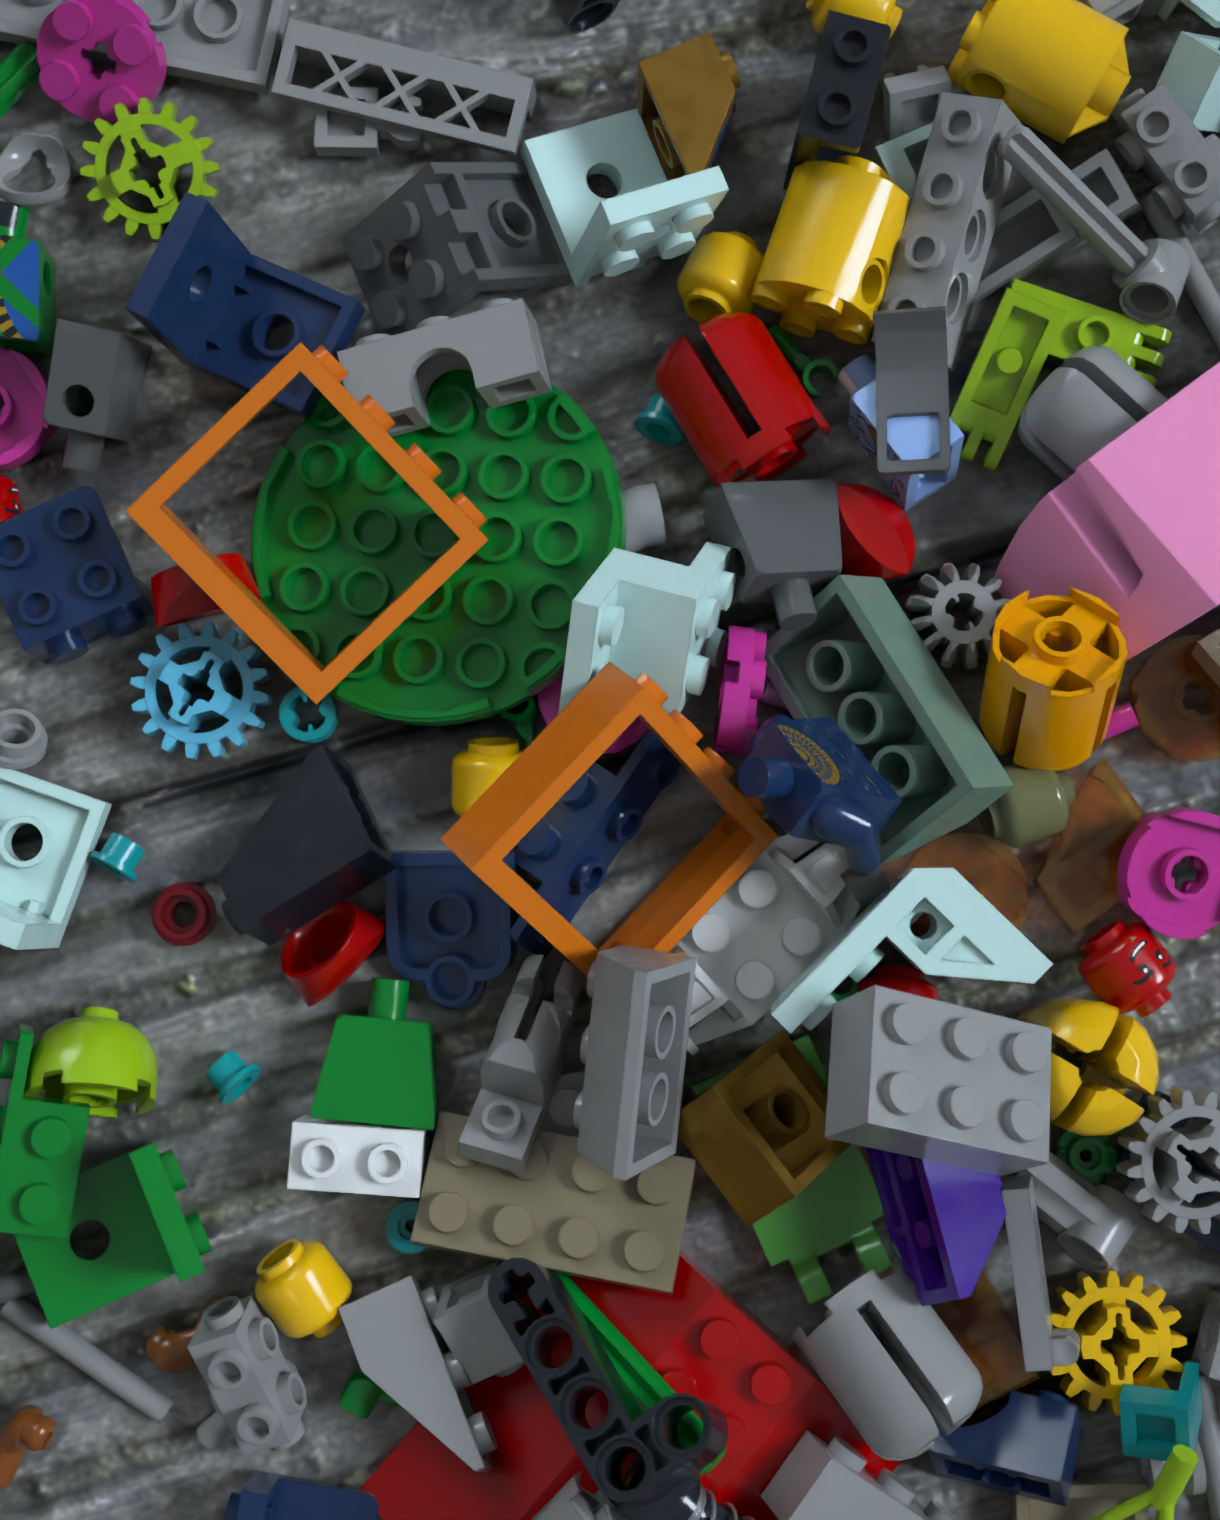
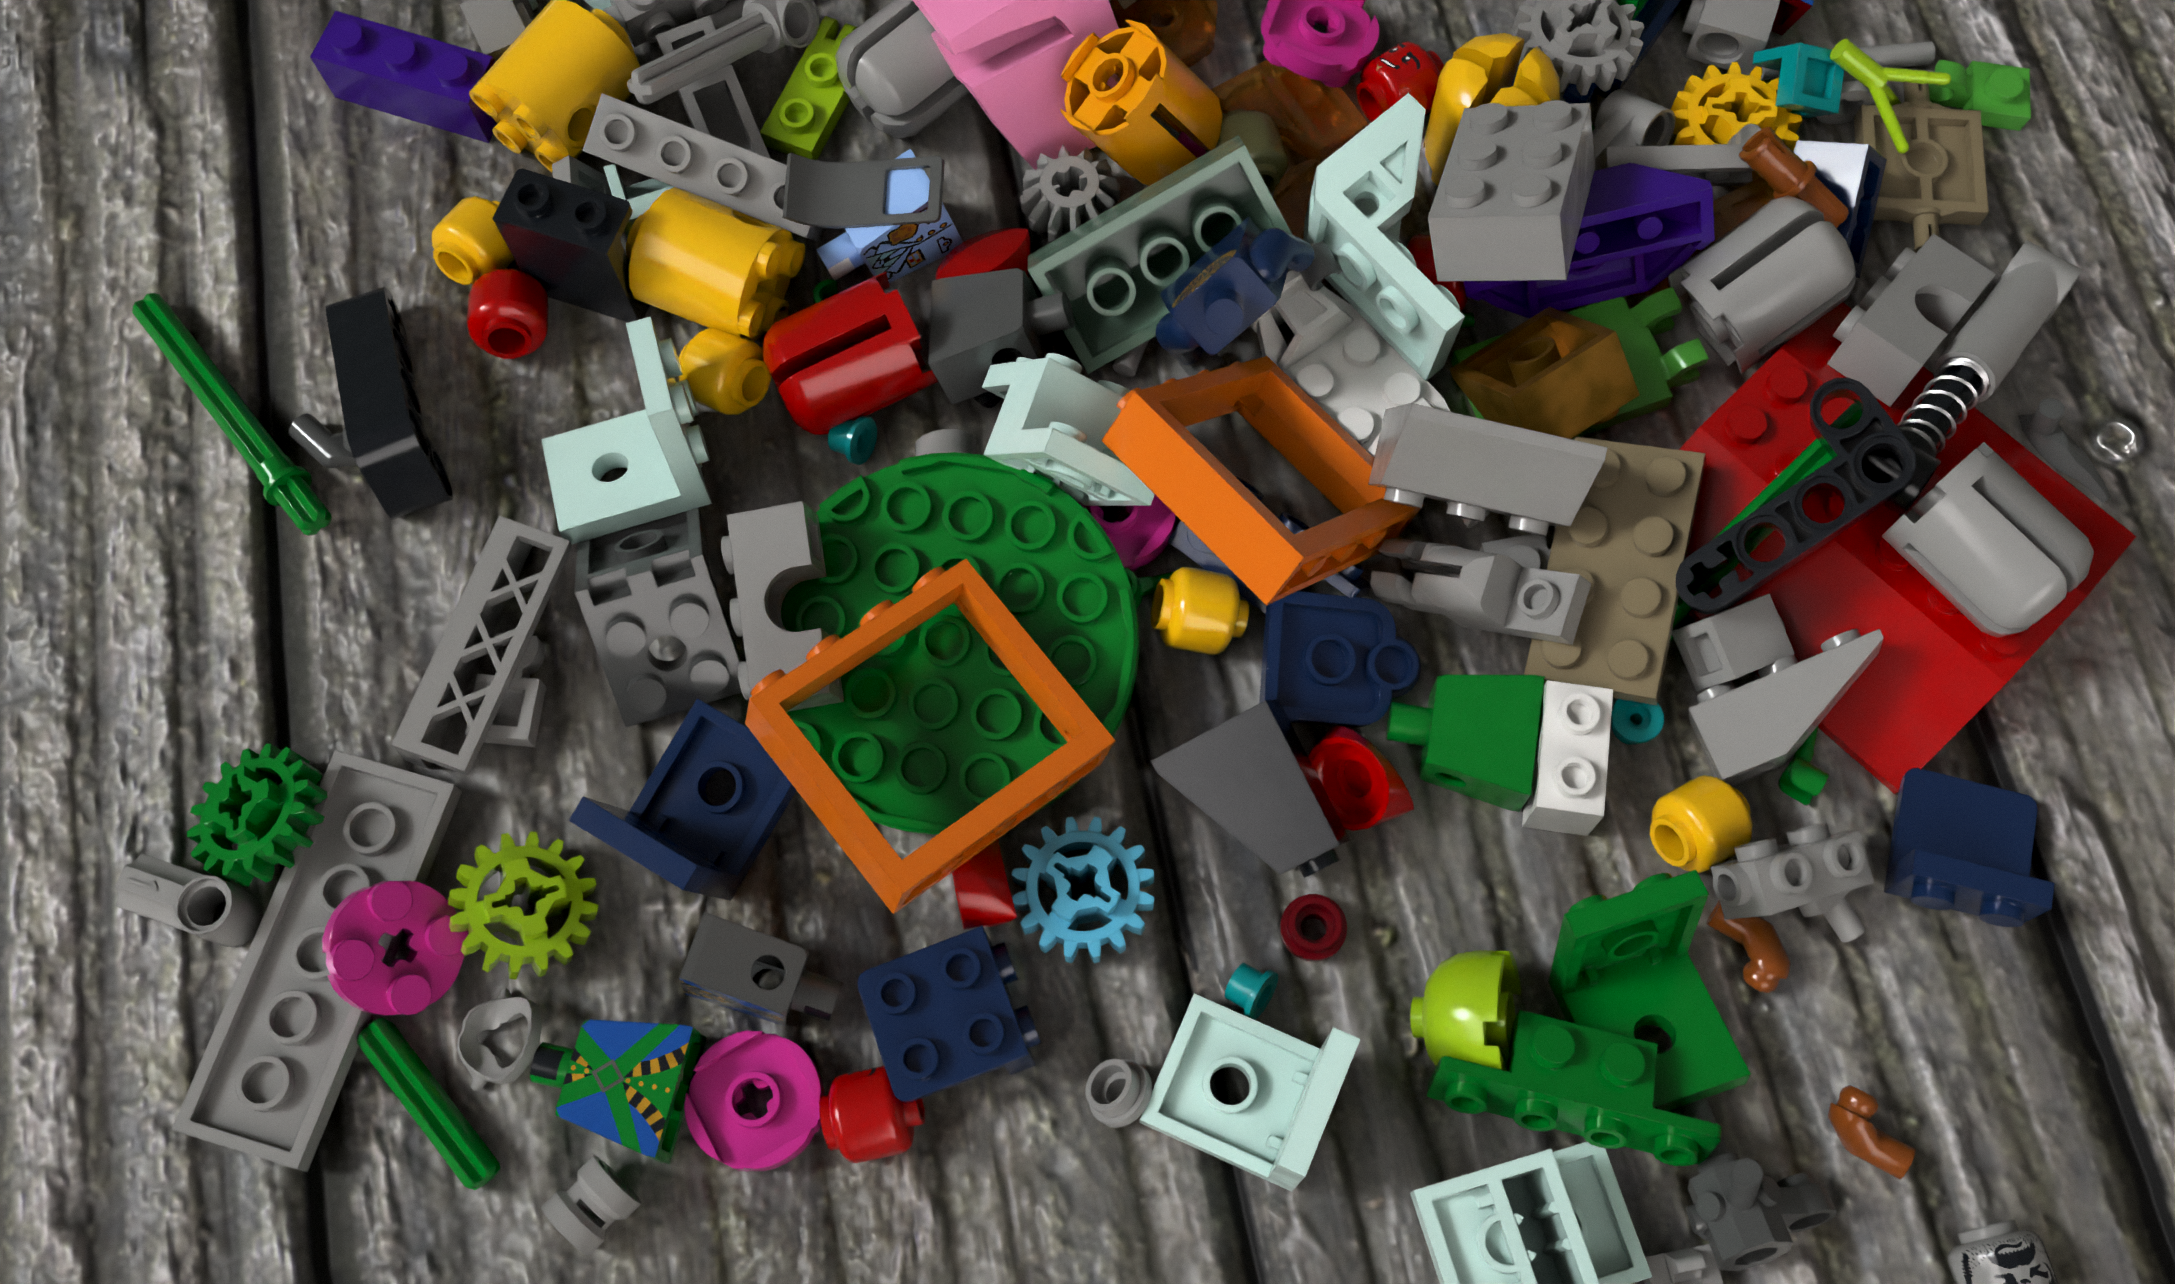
camera: 80 degrees left, 15 degrees down
(89, 1359) = (1777, 1055): light grey bar -> none
(232, 1076) = (1483, 887): teal piece -> none
(290, 719) = (1117, 808): teal bush -> none
(688, 104) = (565, 374): pearl gold slope -> none
(739, 689) = (1128, 360): dark pink plate -> none
(772, 49) = (507, 313): none -> red head
(1004, 373) = (834, 128): lime hinge -> none
(1007, 1396) = (1790, 174): none -> dark orange axle

